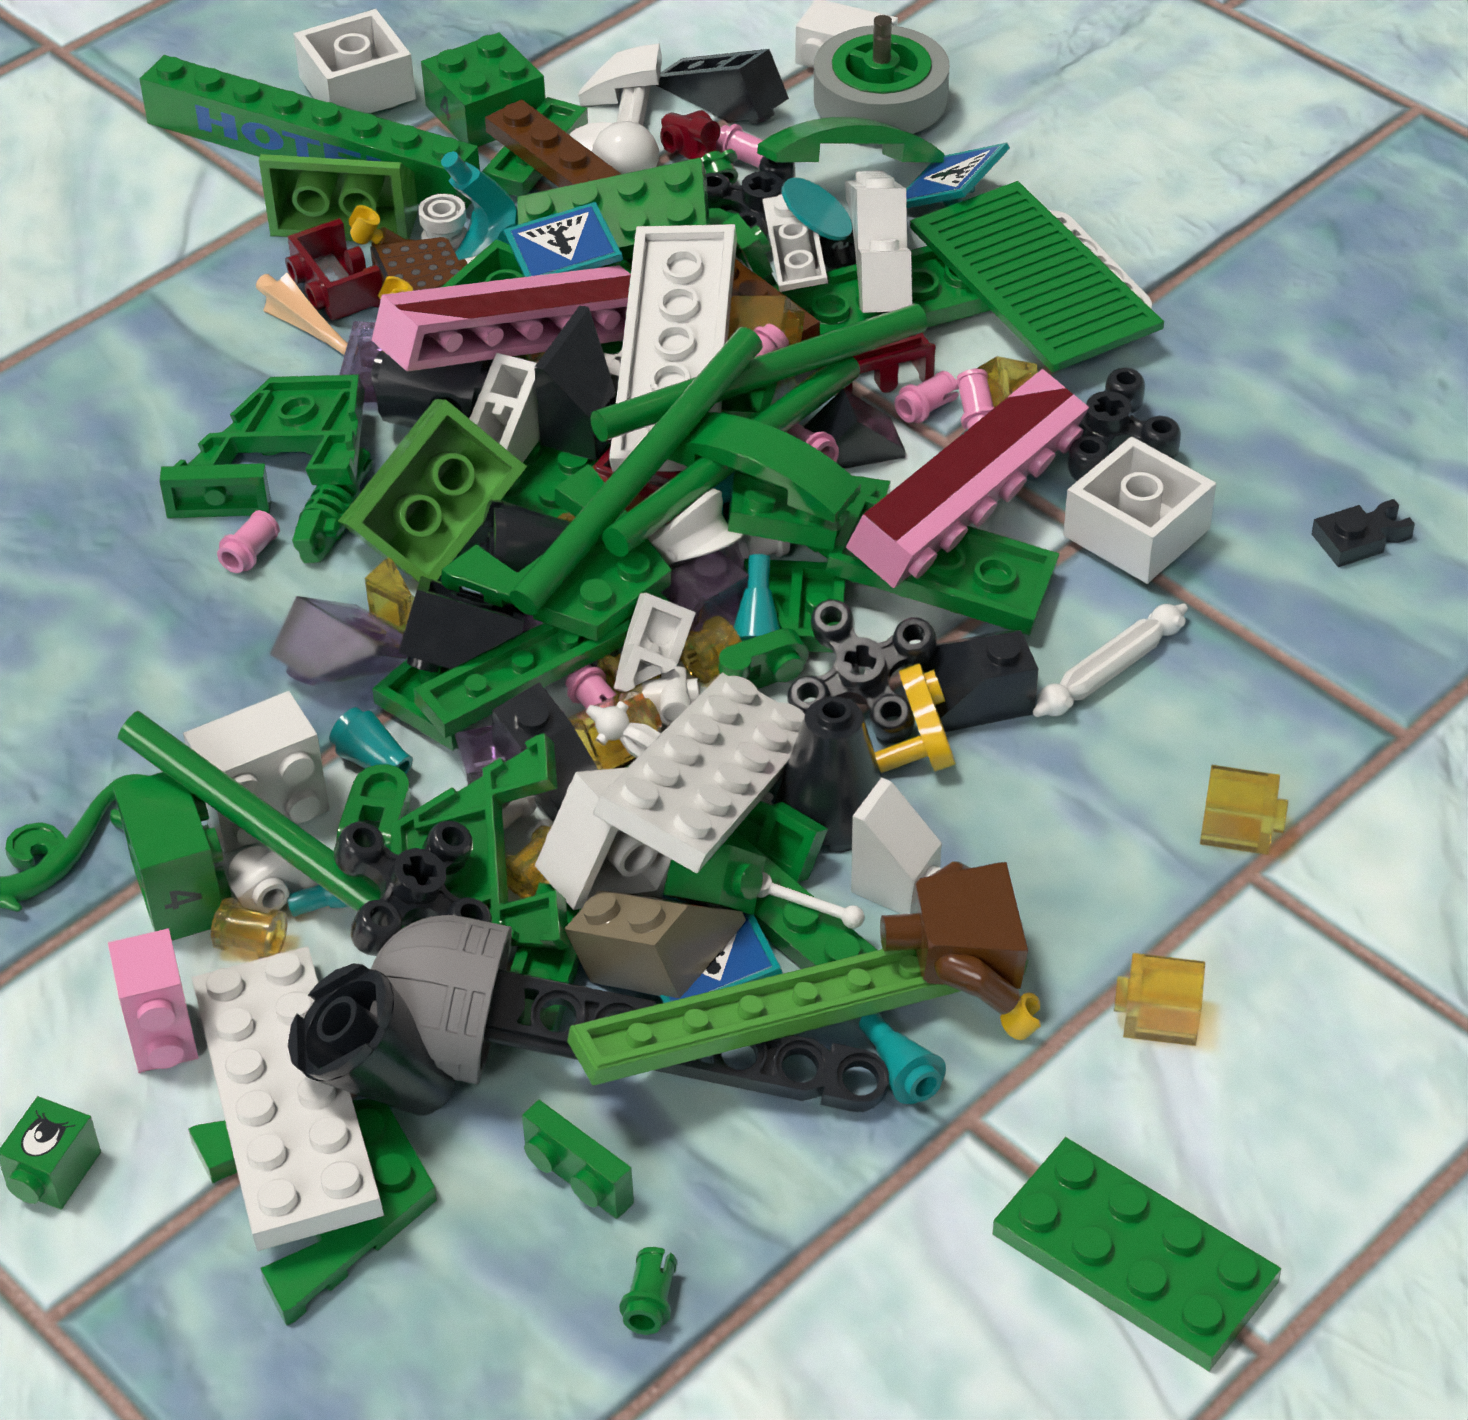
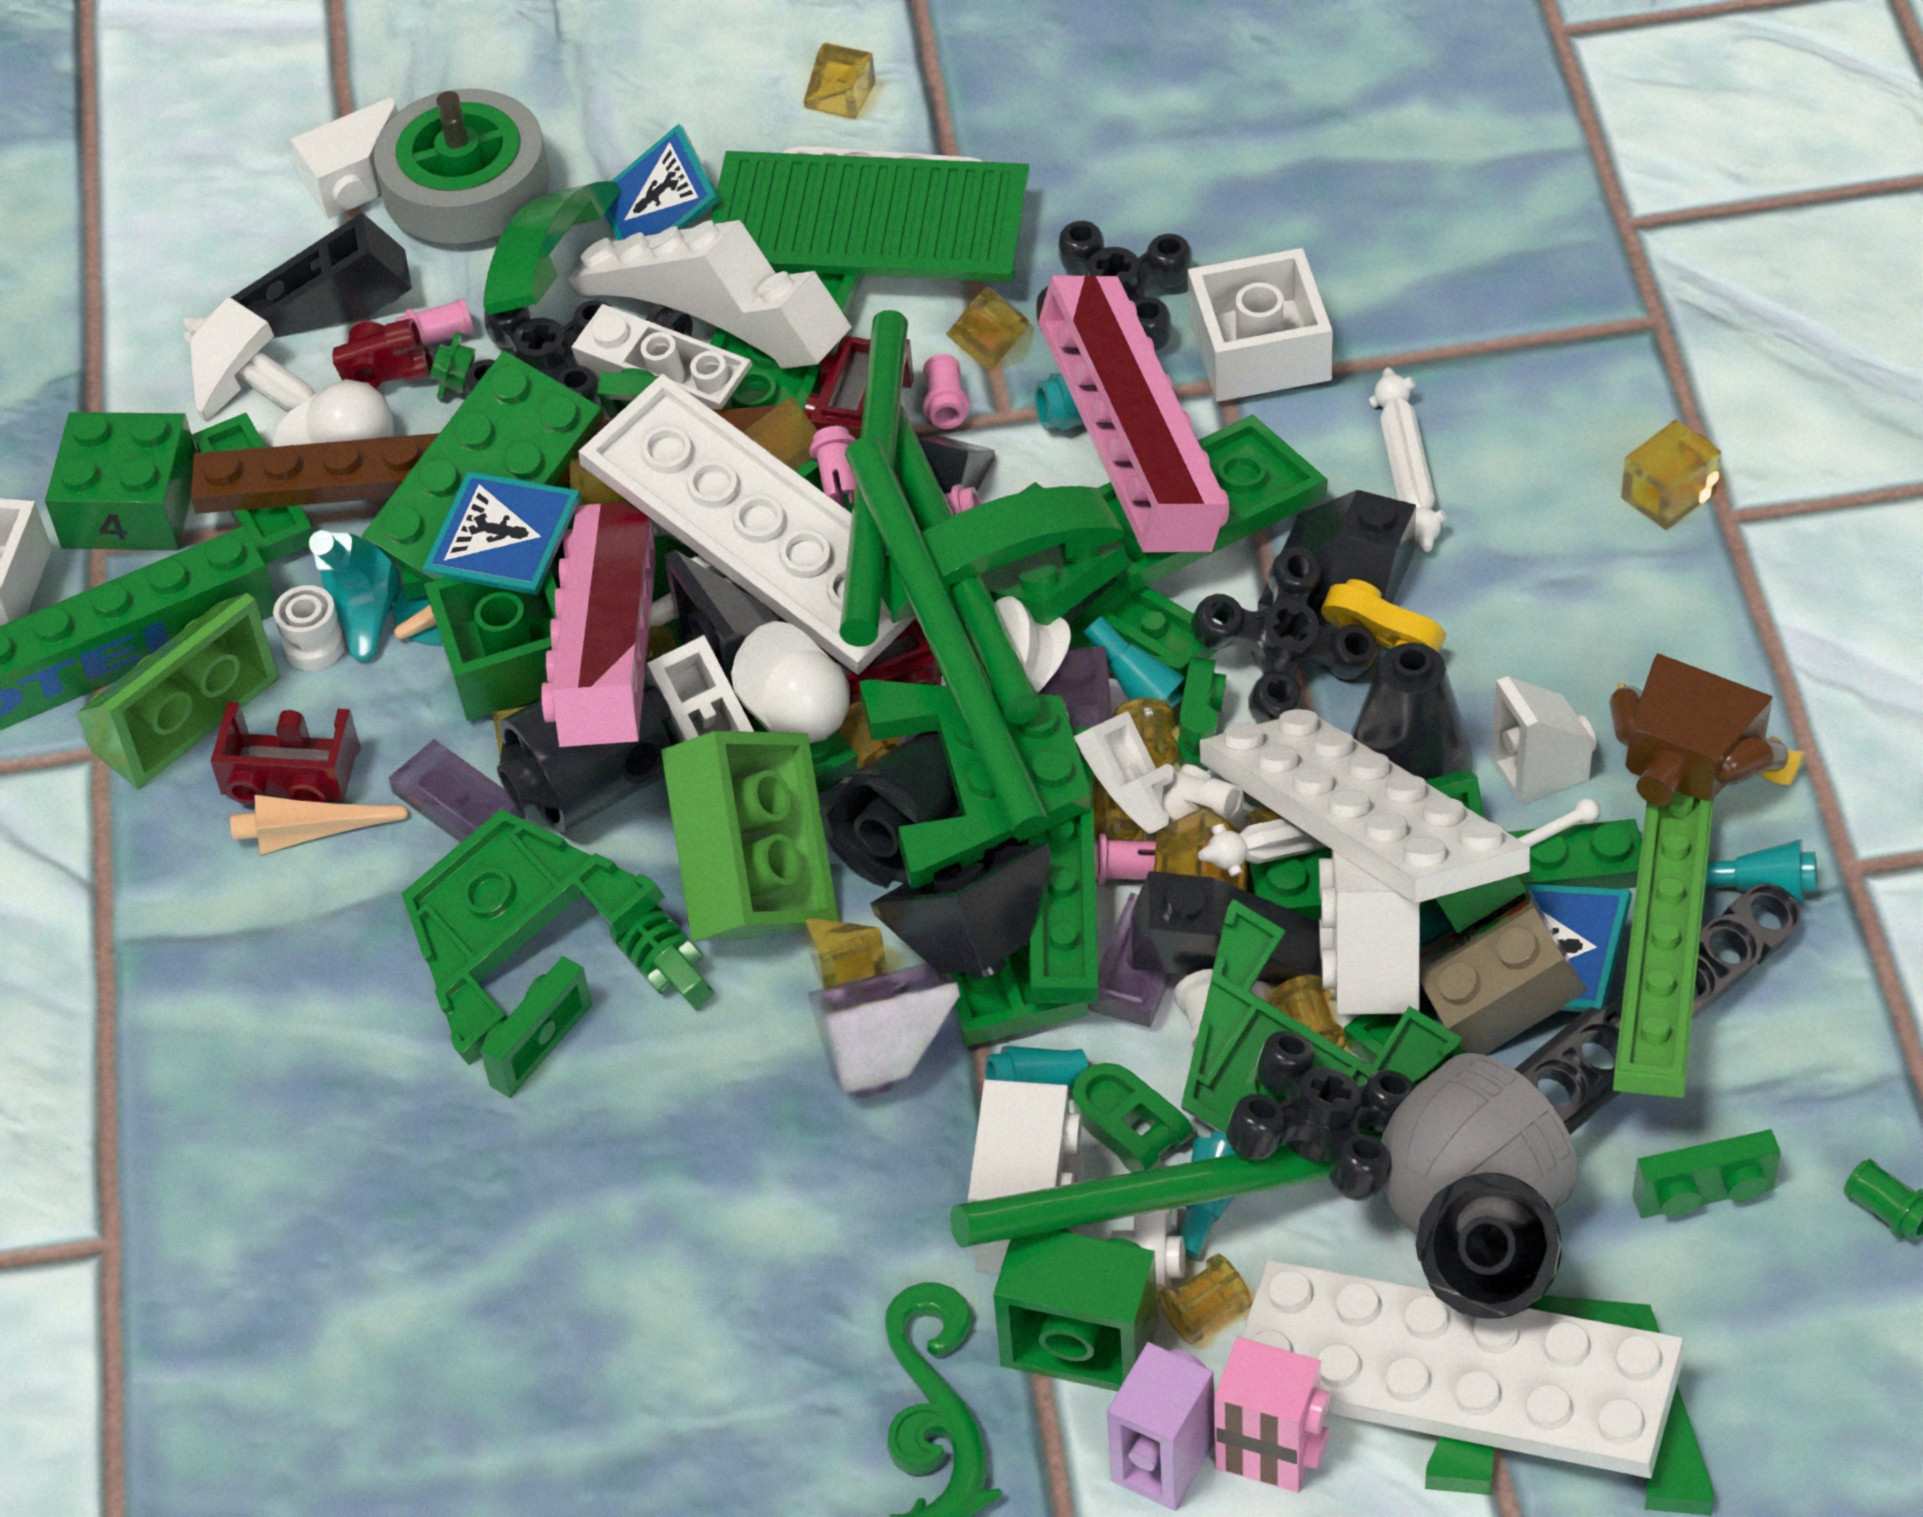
camera: 50 degrees left, 5 degrees up
(83, 928) = (1161, 1425): none -> lavender brick
(240, 550) = (641, 1049): bright pink pin -> none
(405, 262) = (385, 681): torso -> none
(559, 432) = (790, 682): none -> white cap
(817, 208) = (639, 312): teal piece -> none
(974, 396) = (994, 359): bright pink pin -> none
(1153, 206) = (840, 80): none -> clear yellow slope
(1161, 999) = (1844, 651): clear yellow brick -> none
(1357, 535) = (1398, 203): black plate -> none

